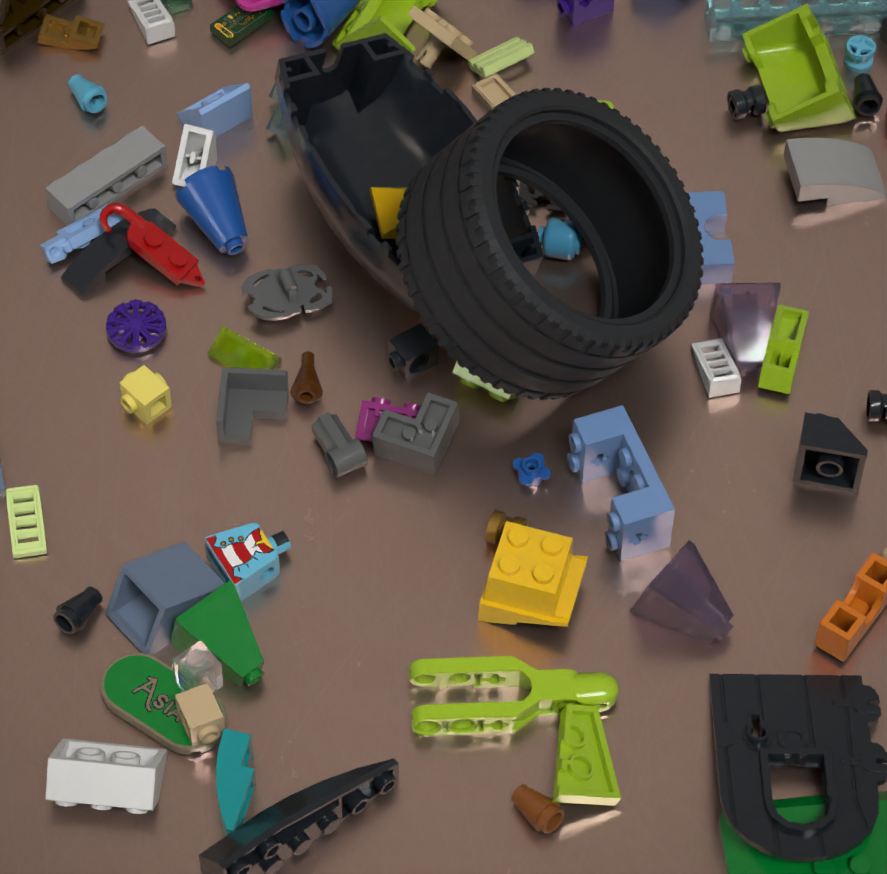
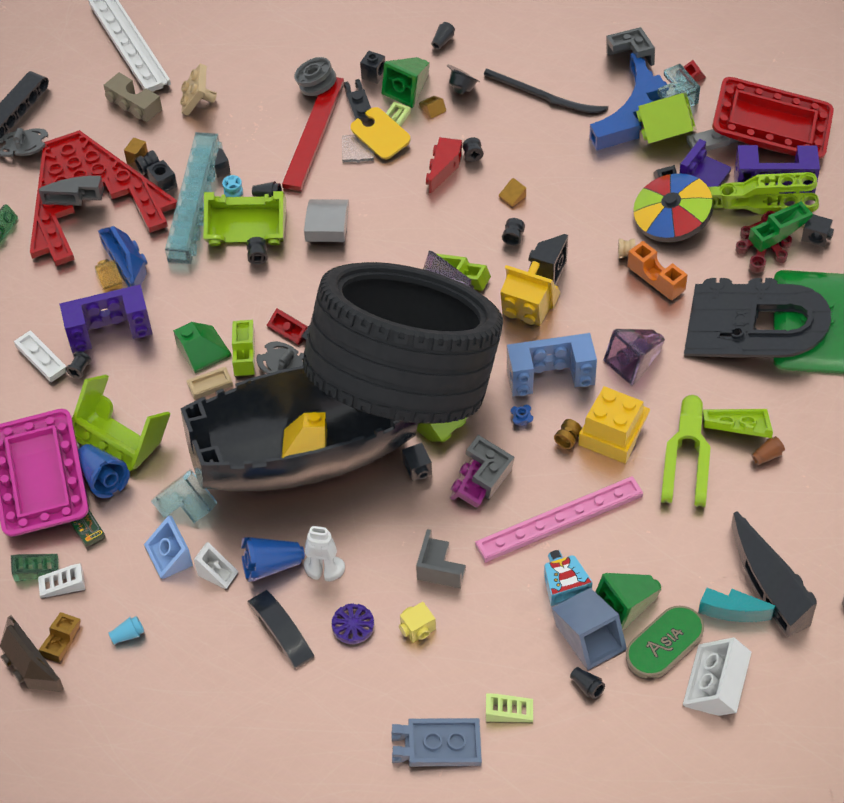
camera: 75 degrees left, 0 degrees up
(76, 235) = (261, 645): light blue hinge -> none
(106, 176) = (214, 626): light grey brick -> none
(156, 246) = (291, 598): red plate -> none
(197, 667) = (656, 611): clear brick -> none
(200, 715) = (687, 614): tan brick -> none
(220, 266) = (321, 548): none -> white piece
(240, 352) = (392, 562): clear neon green slope -> none
(286, 292) = (347, 527): dark grey shield -> none
(306, 385) = (422, 525): reddish brown cone -> none
(340, 450) = (490, 513): dark grey piece -> none
(358, 546) = (558, 519): none -> bright pink tile
(441, 35) = (151, 401): tan plate -> none
(501, 57) = (167, 363): yellowish green tile -> none
(562, 65) = (200, 345): none -> green slope
(752, 434) = (528, 295): none -> yellow piece

